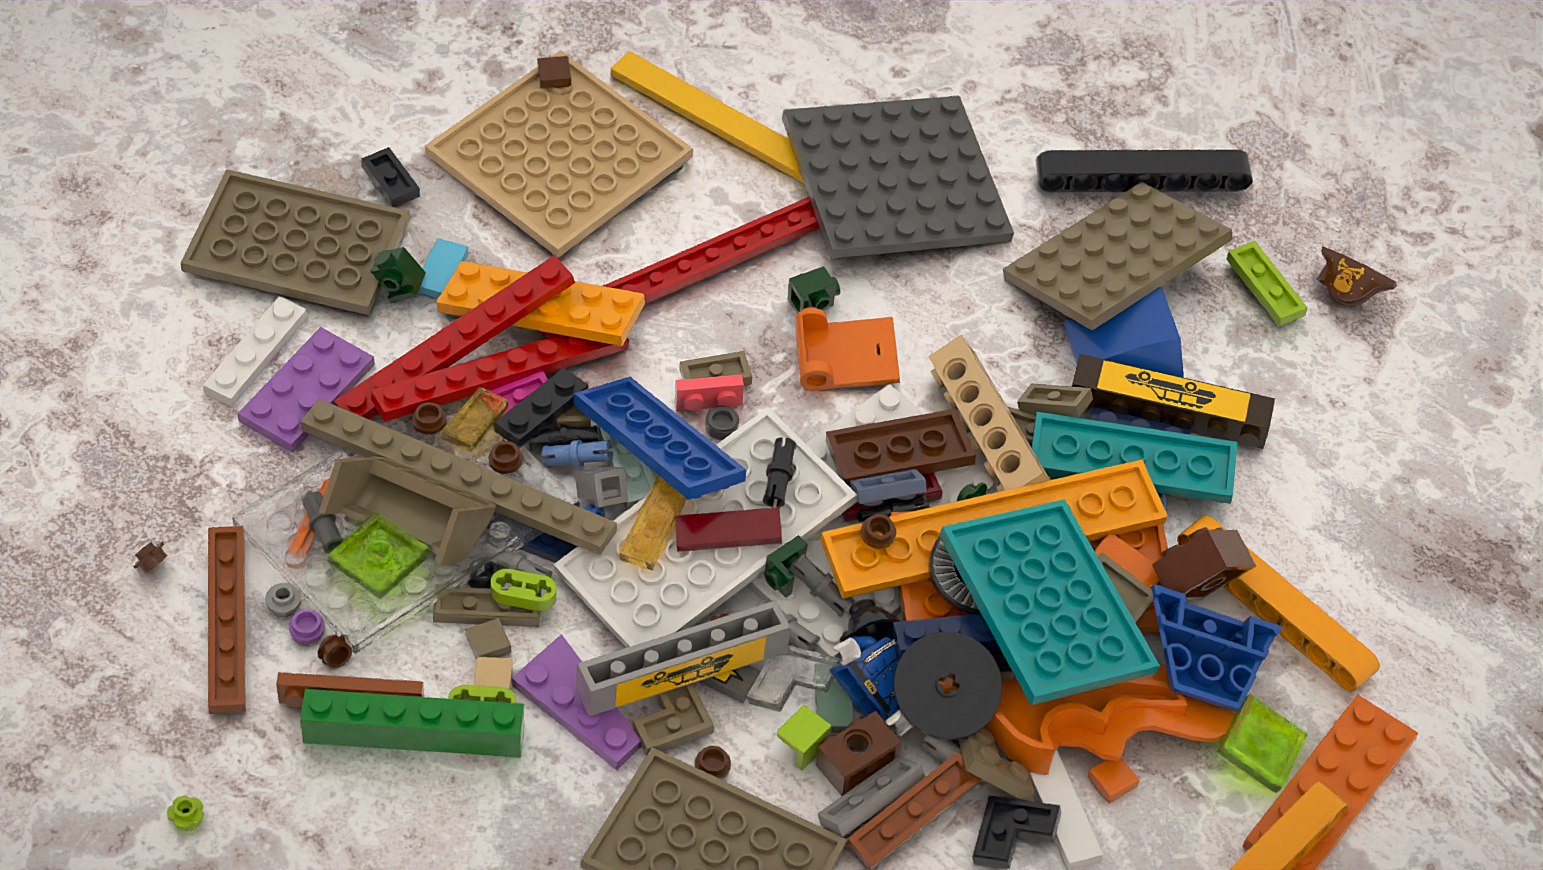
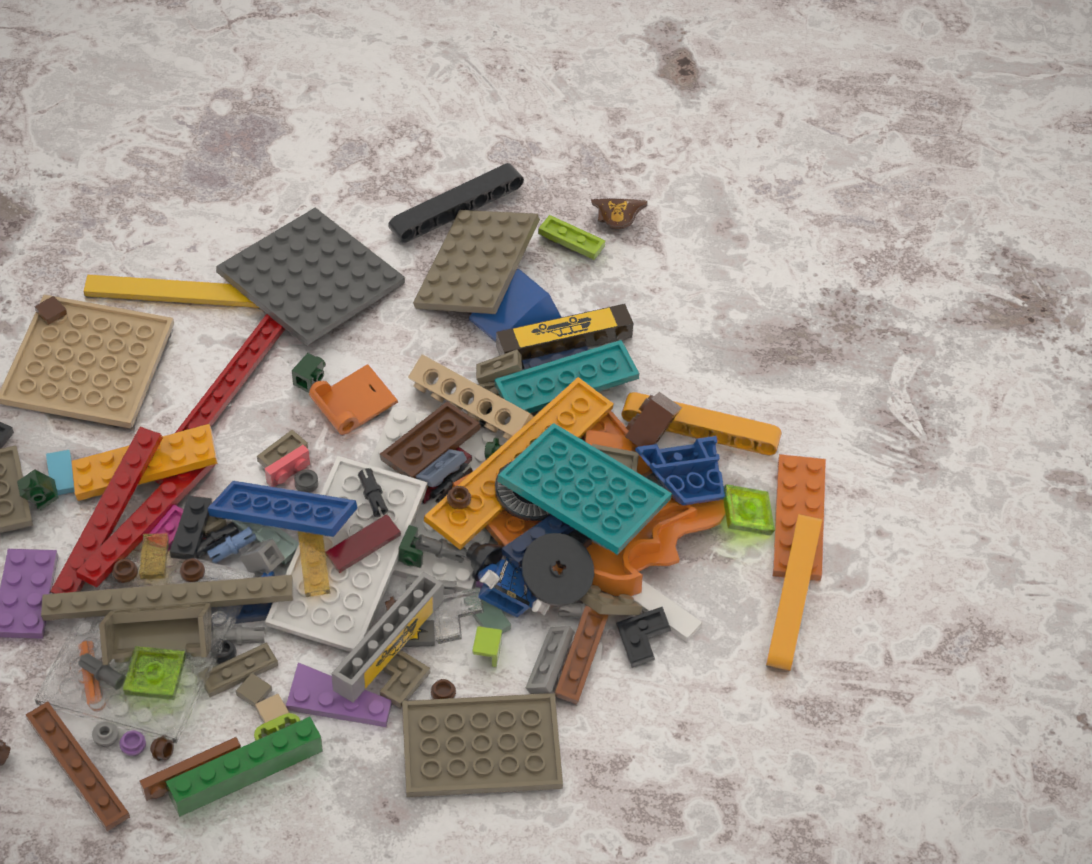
camera: 30 degrees left, 0 degrees up
(523, 589) = (257, 647): lime beam -> none
(847, 768) = (524, 651): reddish brown brick -> none
(1113, 778) = (678, 575): orange tile -> none

